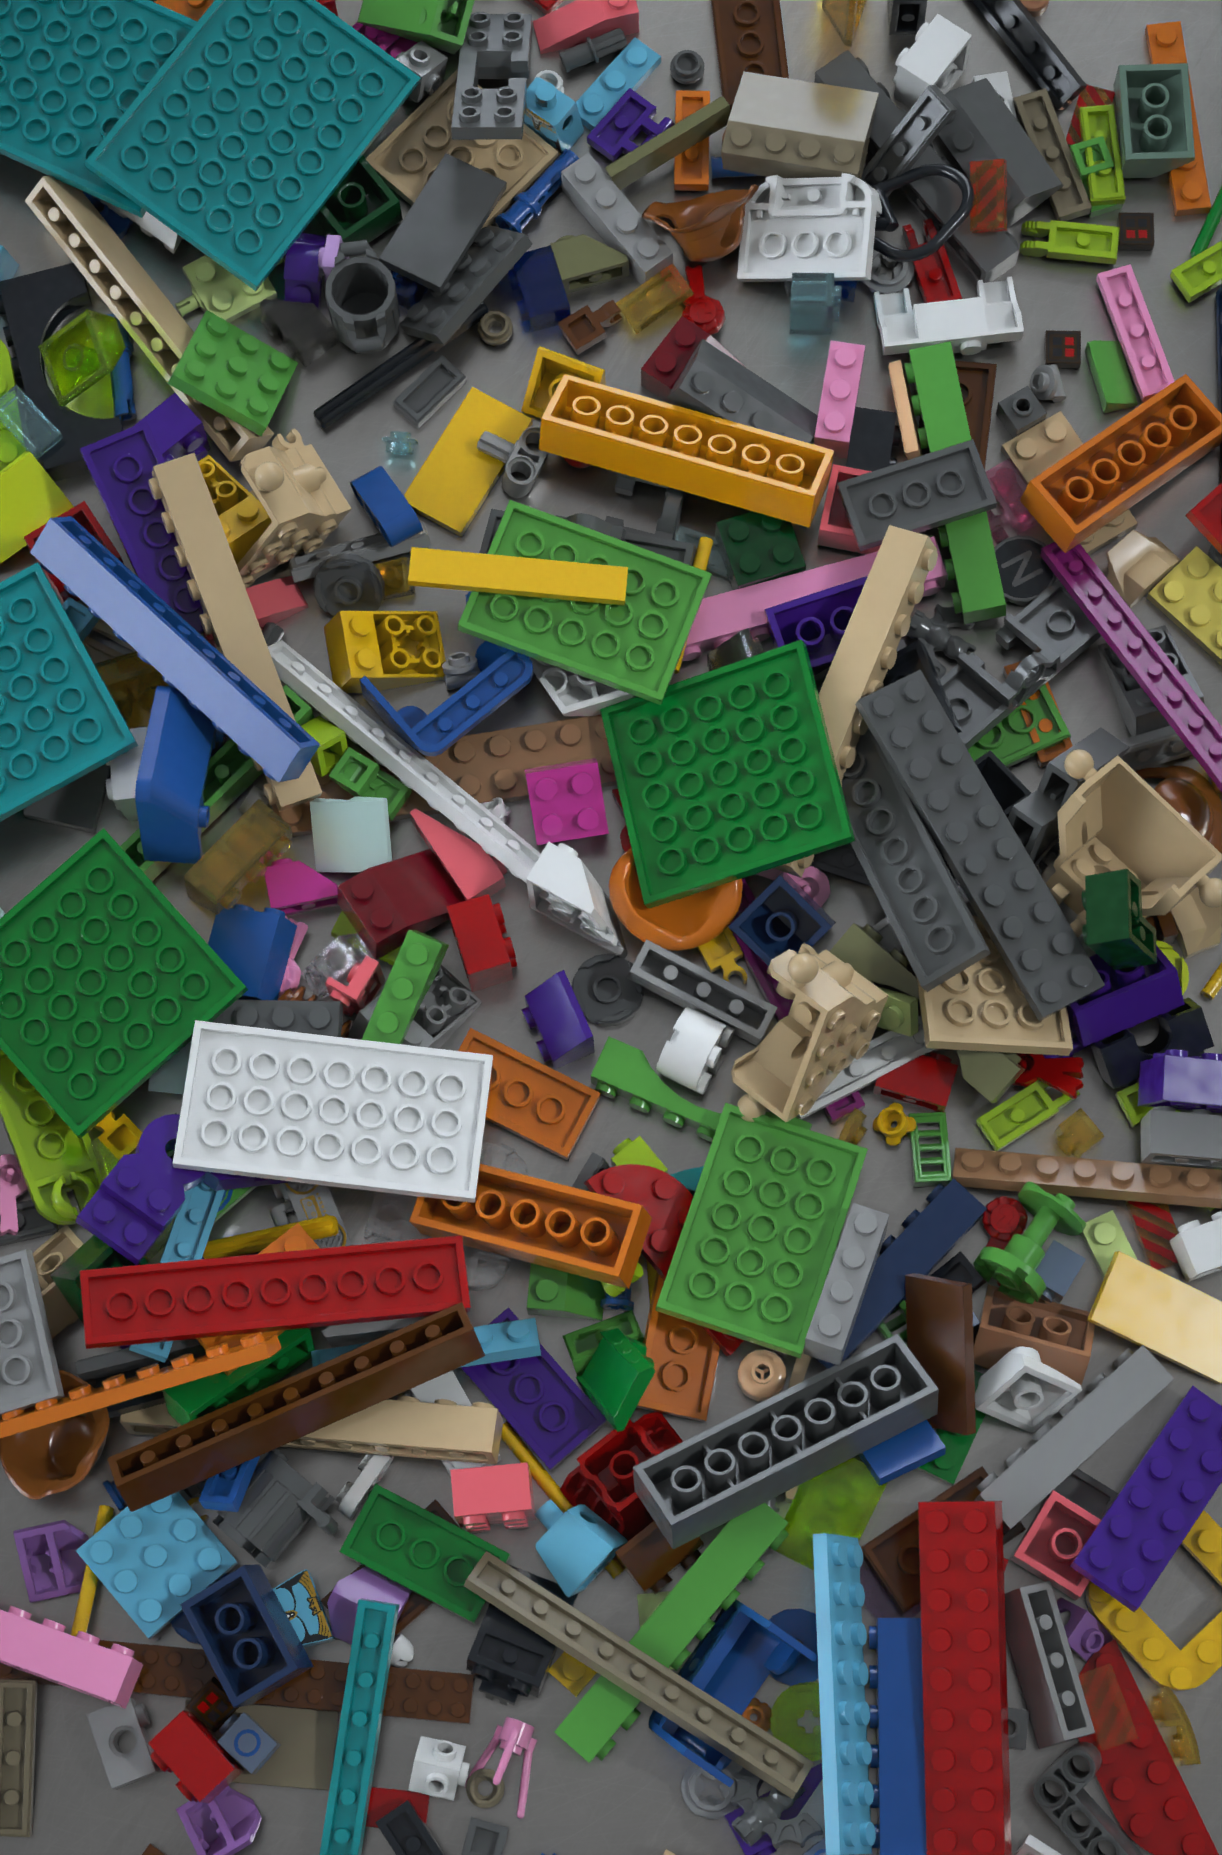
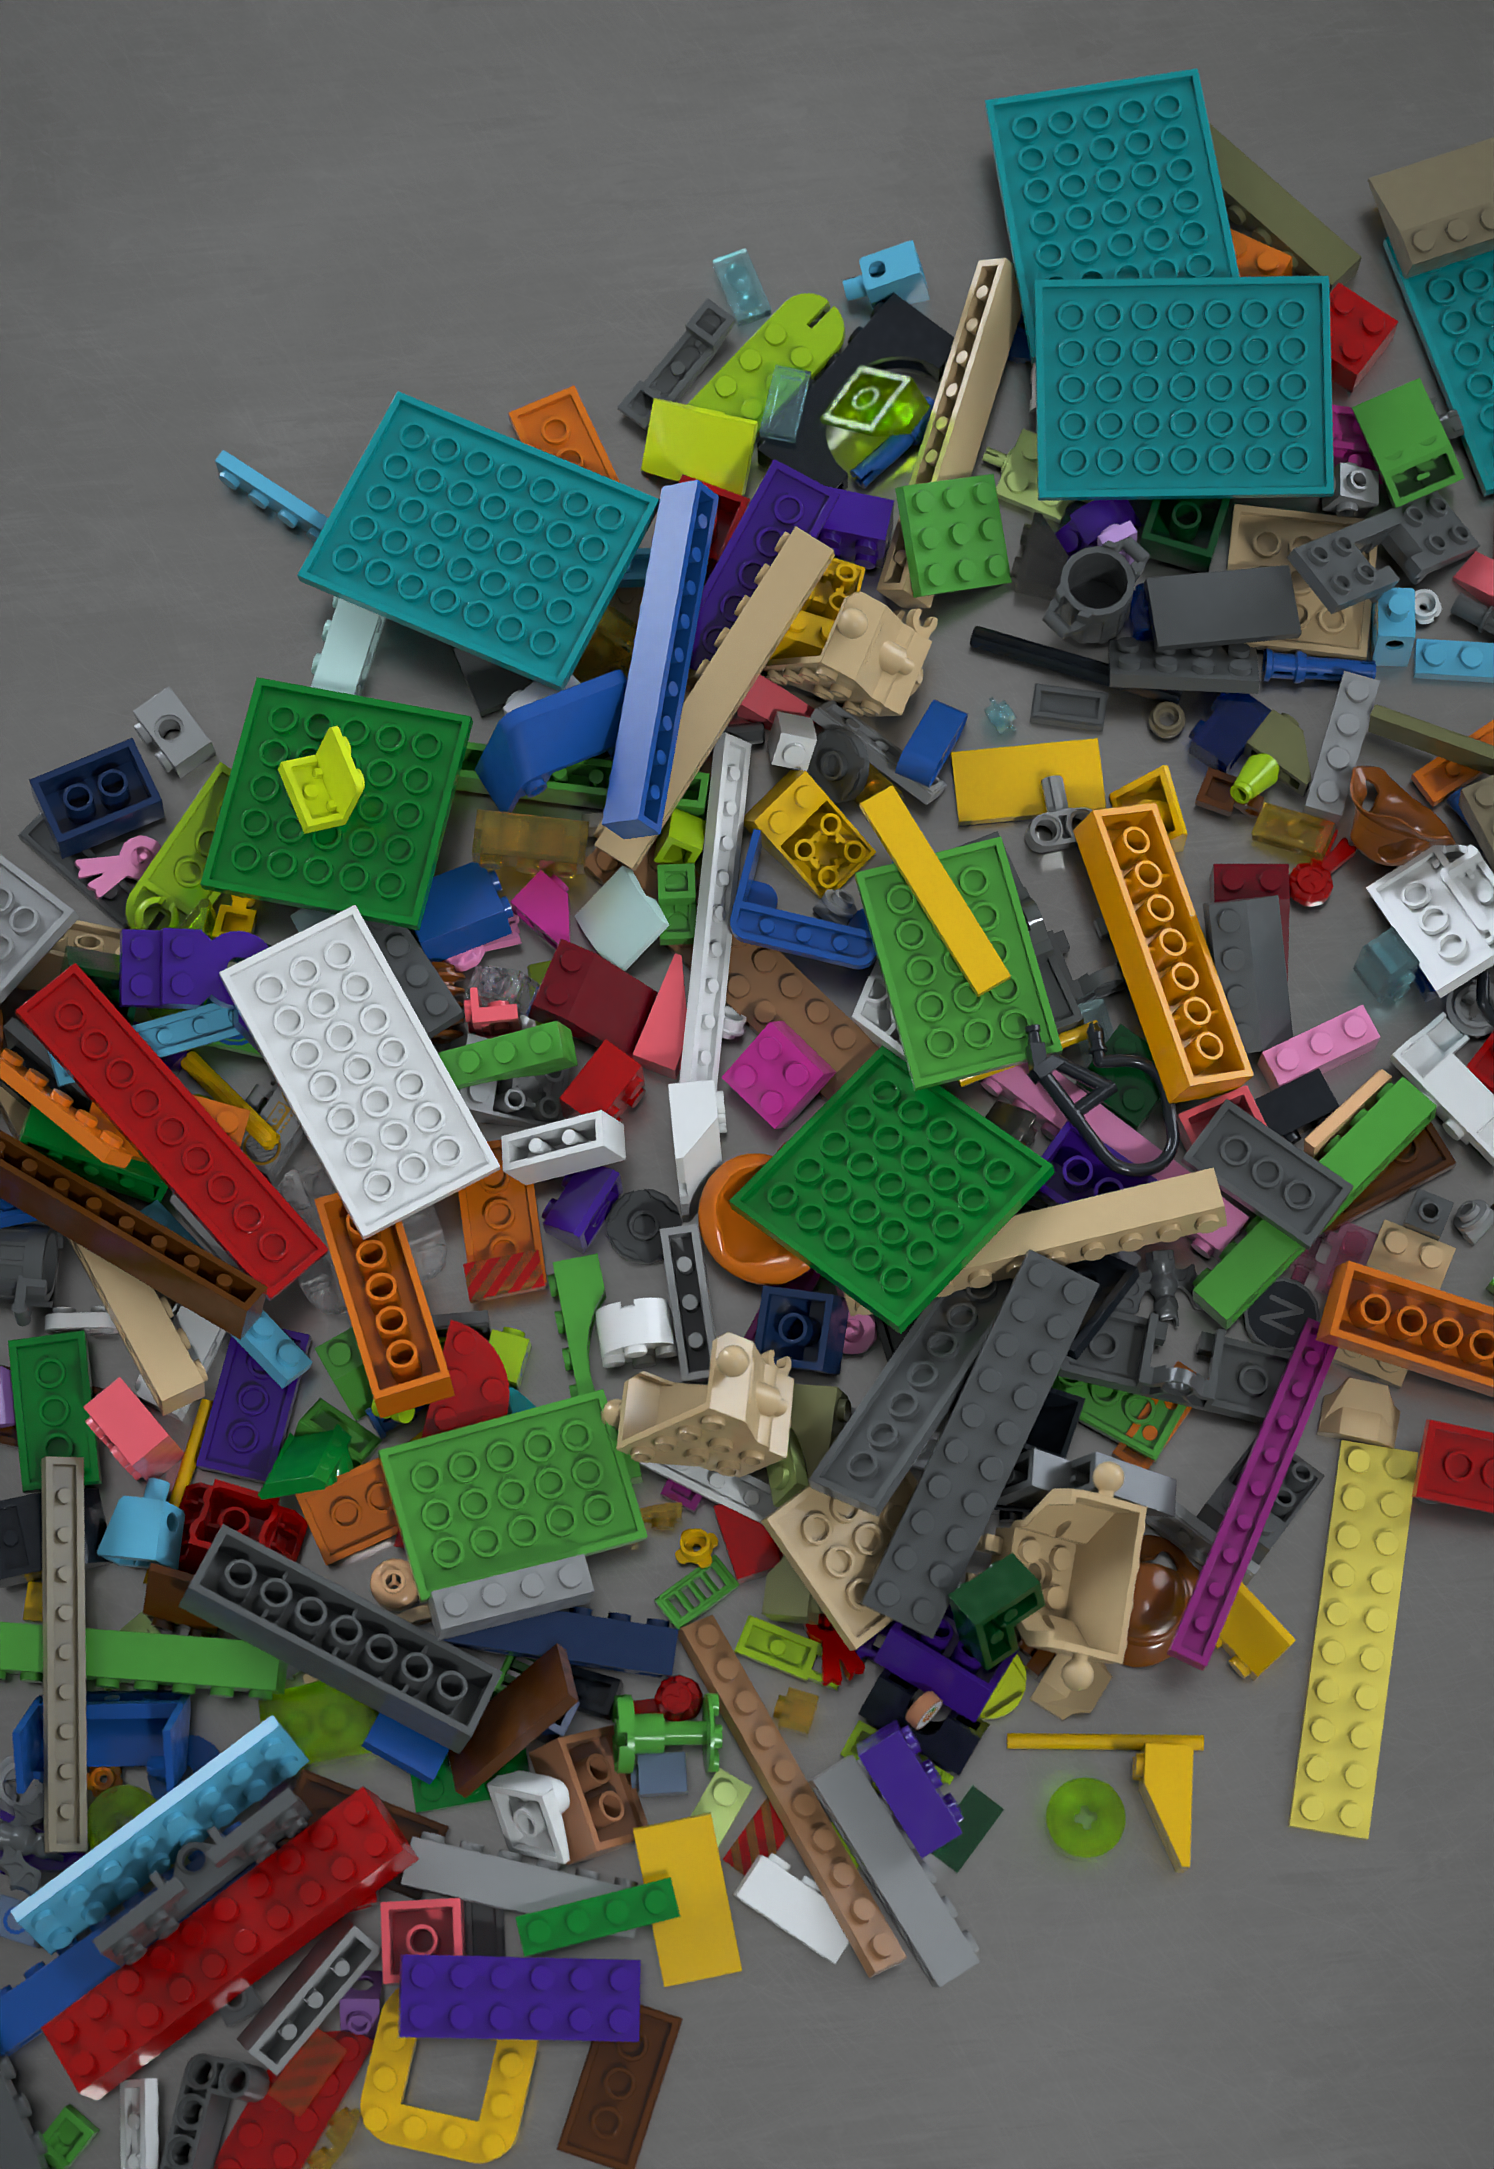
camera: 55 degrees right, 0 degrees up
(75, 974) = (324, 784): none -> neon yellow bracket
(304, 607) = (791, 741): none -> white brick
(510, 999) = (563, 1147): none -> white brick
(573, 1121) = (504, 1276): none -> tile
(593, 291) = (1255, 777): none -> lime cone
(623, 123) = (1437, 693): dark purple plate -> none
(717, 597) = (1041, 1071): none -> black piece
(722, 954) = (742, 1299): yellow plate -> none
(900, 1661) = (226, 1859): none -> dark grey plate
(1140, 1393) = (597, 1917): none -> green plate
(1150, 1033) = (923, 1710): none -> nougat tile

